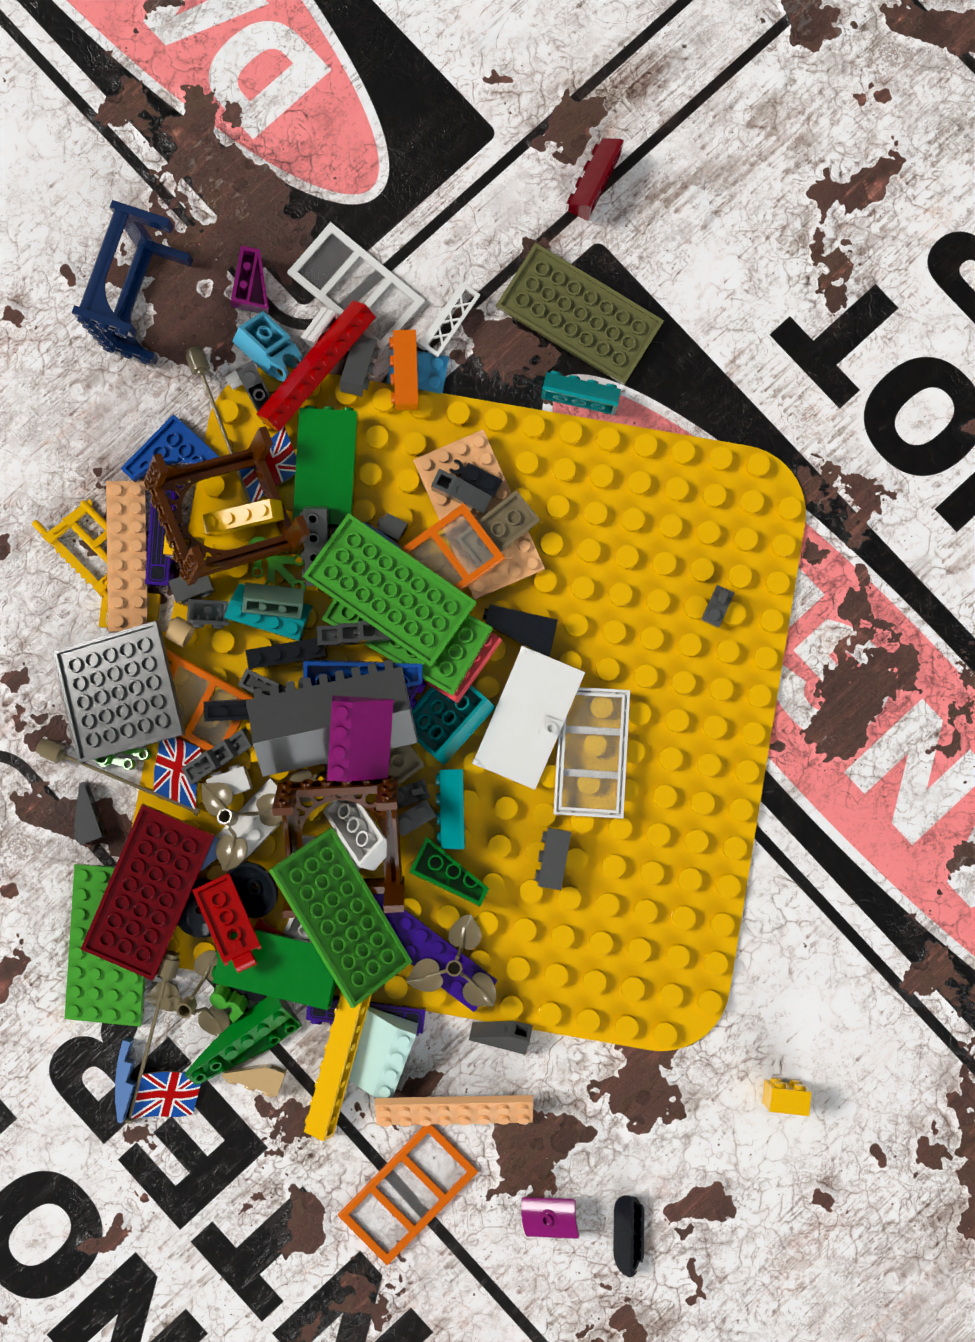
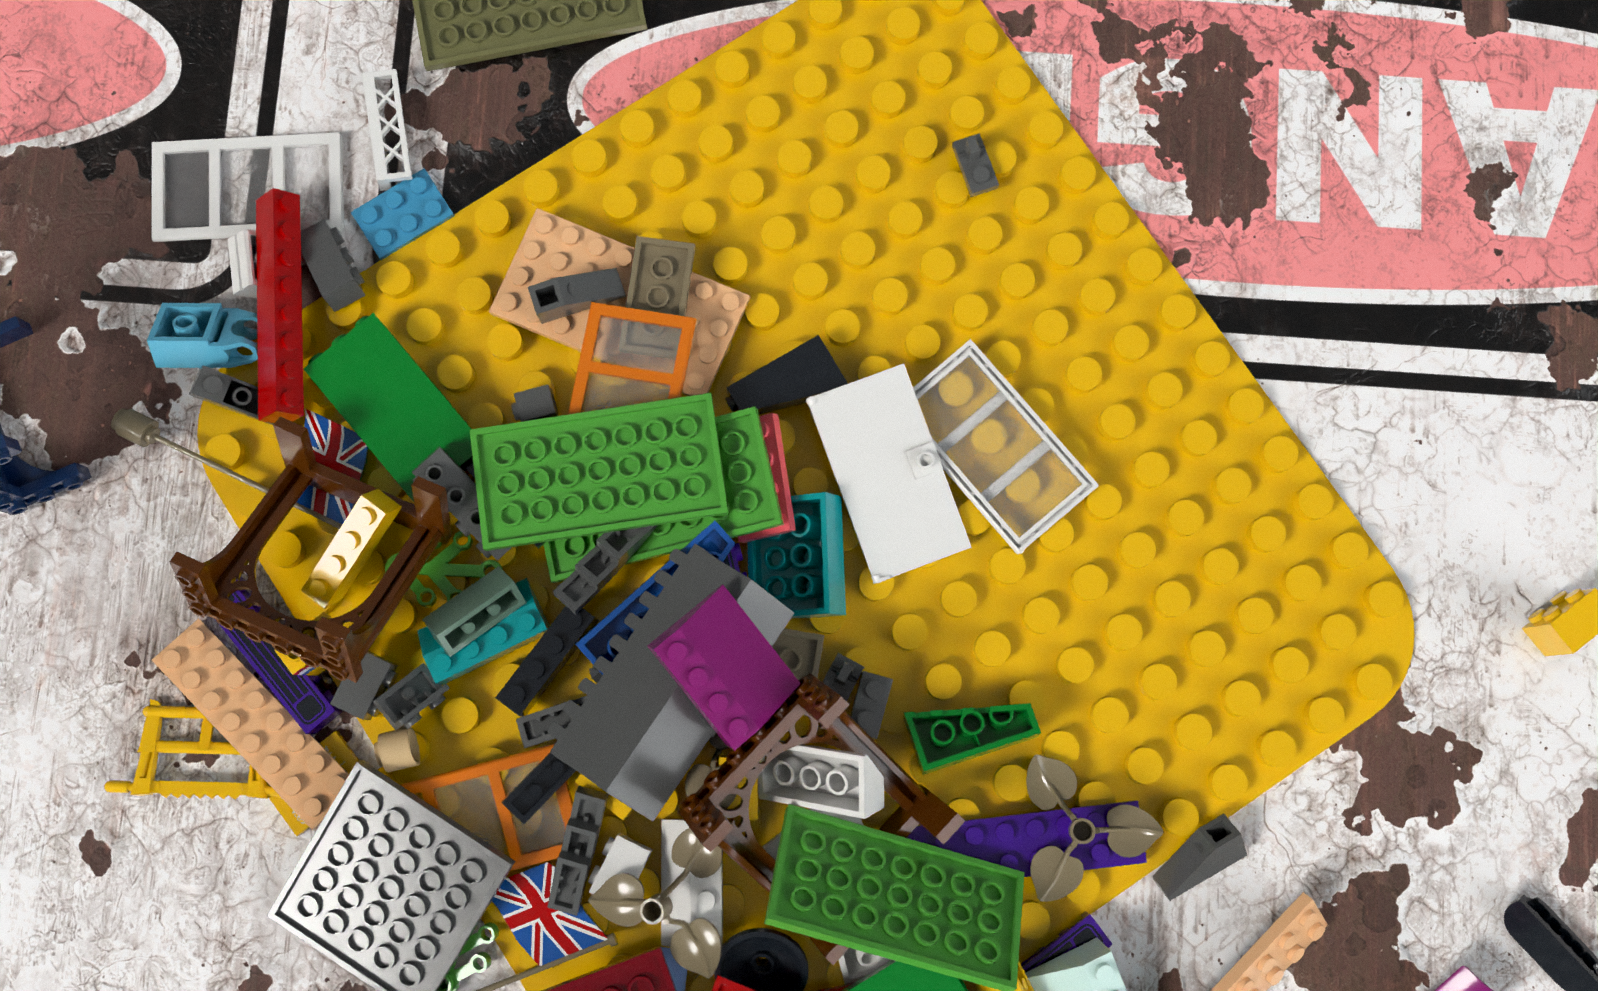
camera: 45 degrees left, 5 degrees down
(175, 444) = (199, 537): blue plate -> none
(233, 380) = (199, 410): white tile -> none
(249, 283) = (118, 288): magenta wedge -> none
(405, 370) = (387, 221): orange brick -> none
(451, 809) = (902, 654): teal slope -> none
(477, 477) = (582, 260): black plate -> none
(553, 858) = (1066, 603): dark grey brick -> none
(580, 393) = (608, 76): teal slope -> none

